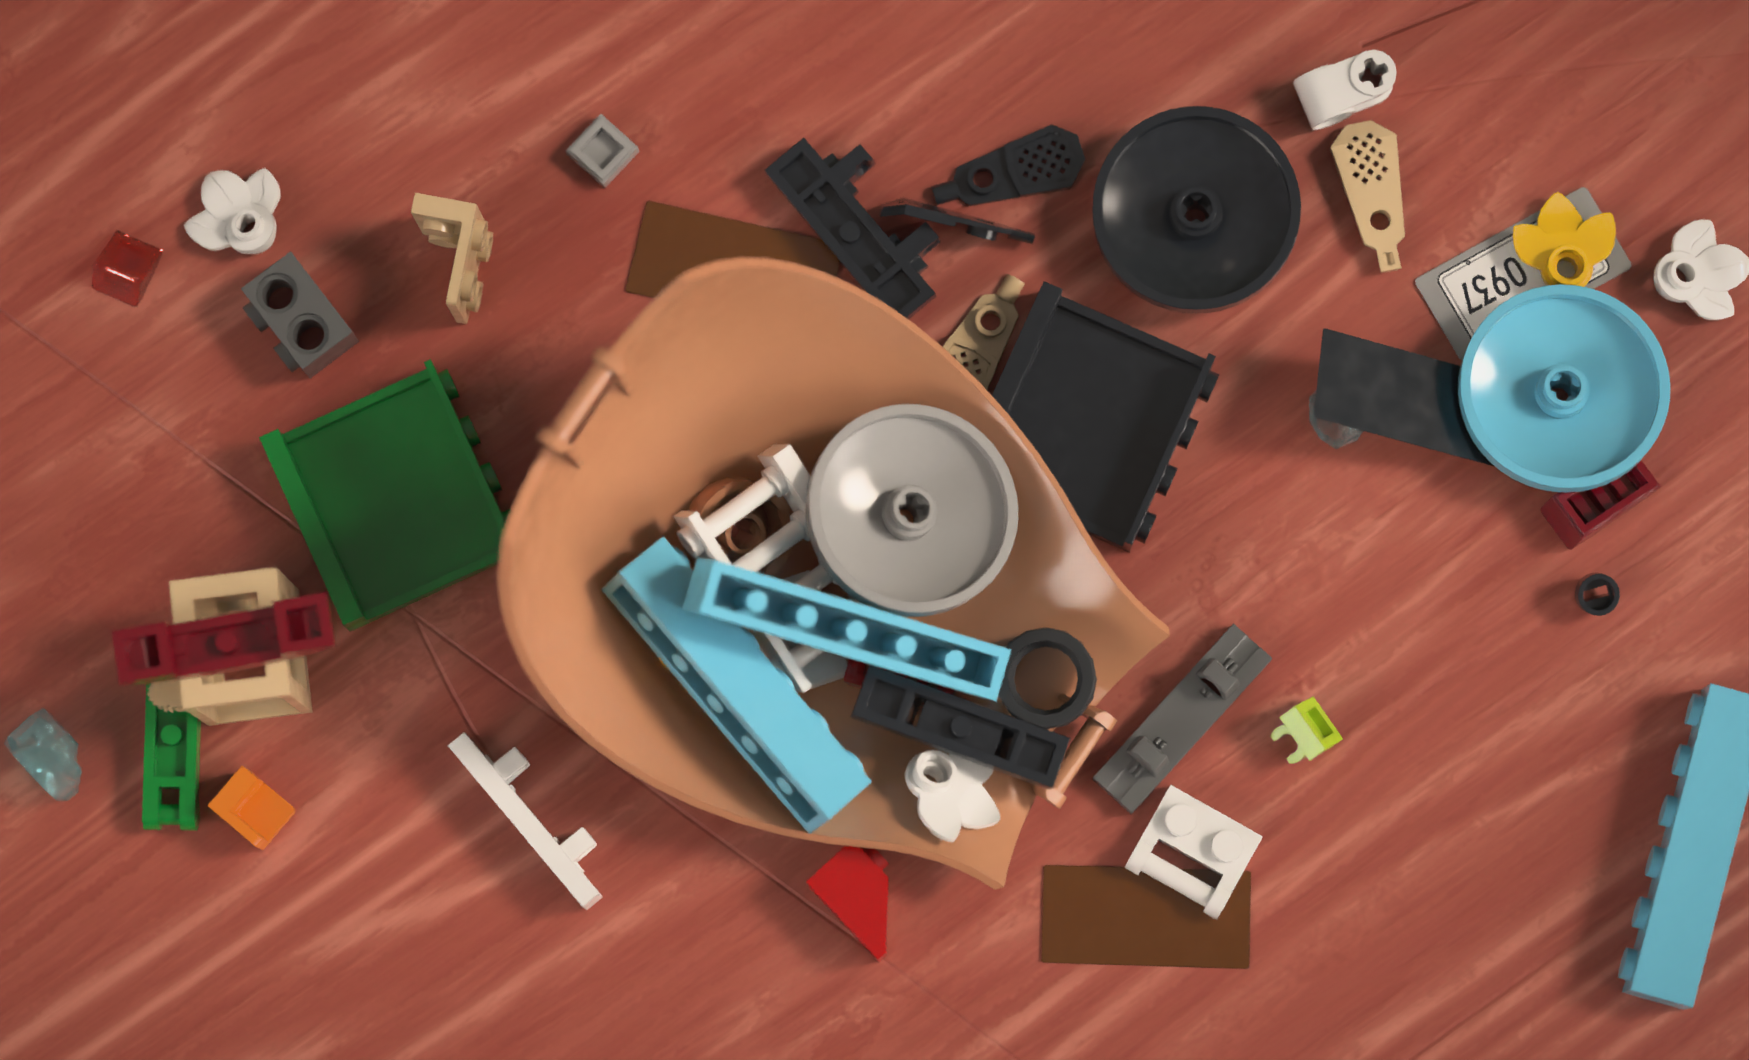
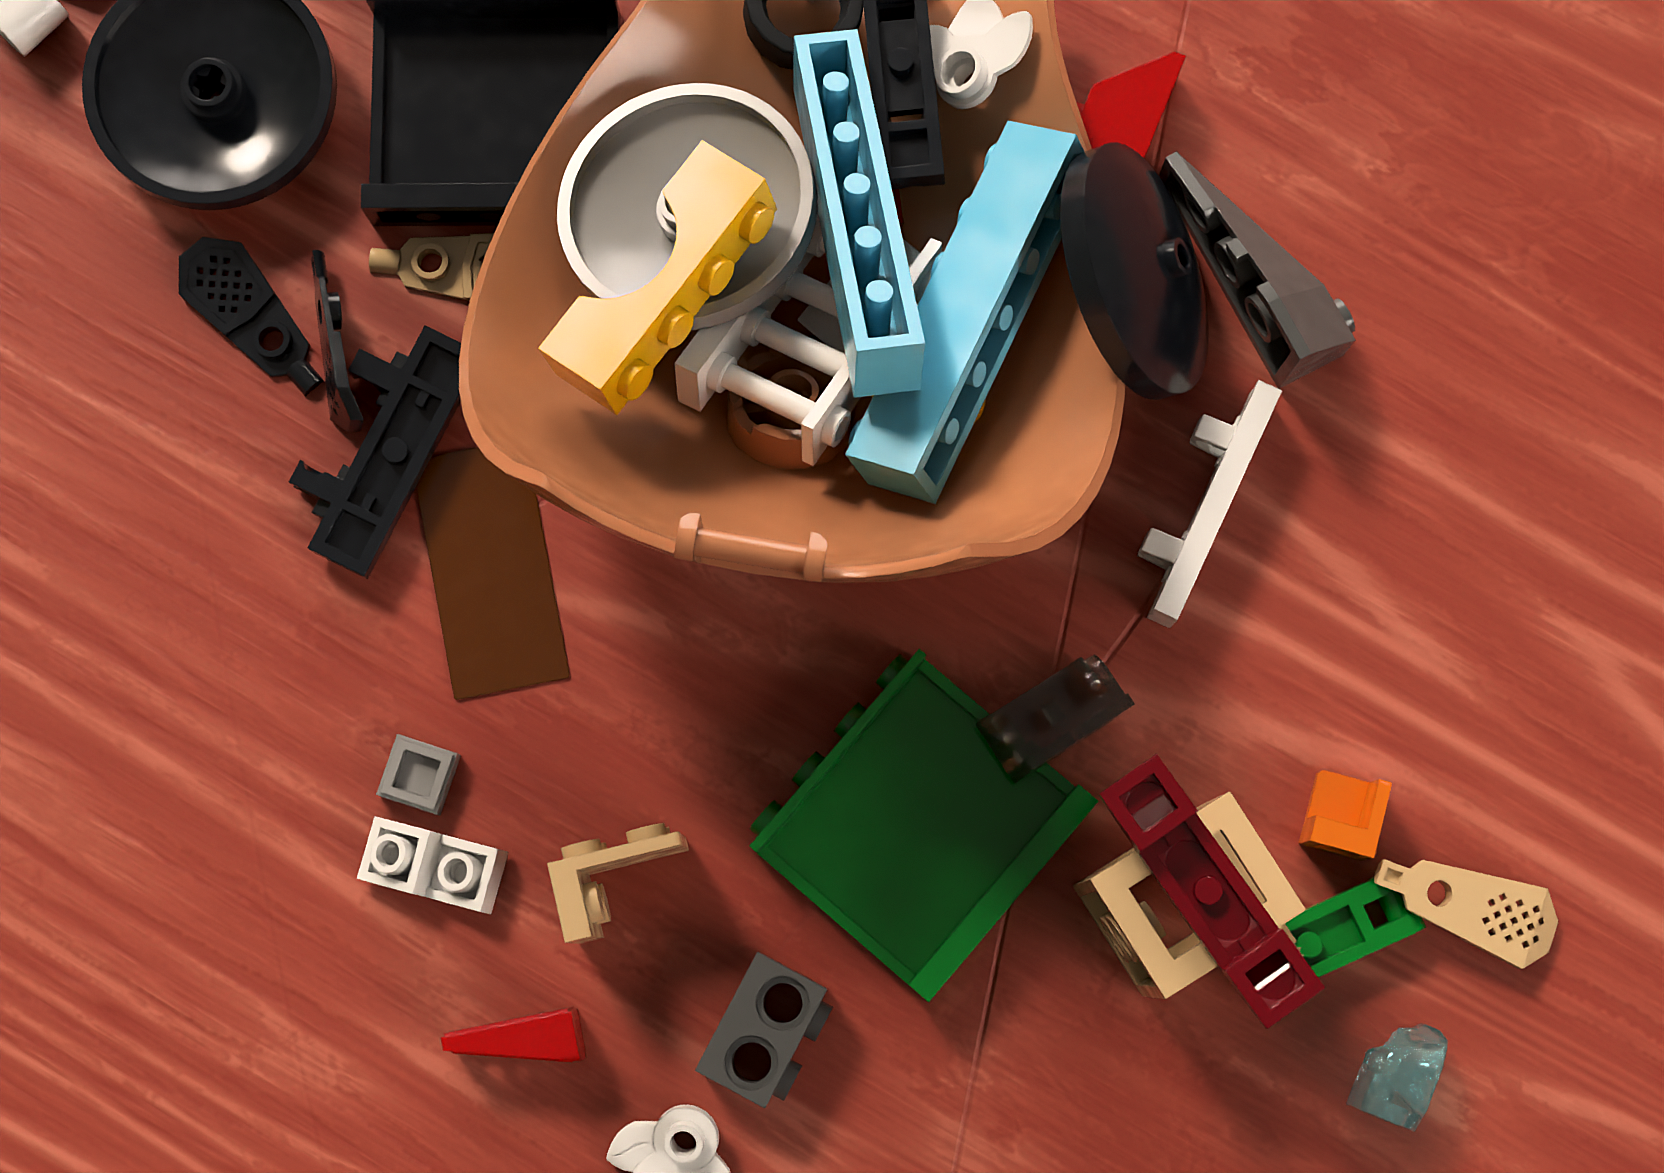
camera: 115 degrees left, 0 degrees up
(143, 865) = (1468, 904): none -> tan piece
(372, 151) = (539, 1036): none -> red slope
(423, 625) = (1054, 716): none -> clear smoke hinge
(531, 134) = (432, 865): none -> white slope
(653, 945) = (1272, 294): none -> dark grey wedge
(715, 827) = (1134, 271): none -> black dish
(879, 515) = (616, 342): none -> yellow arch

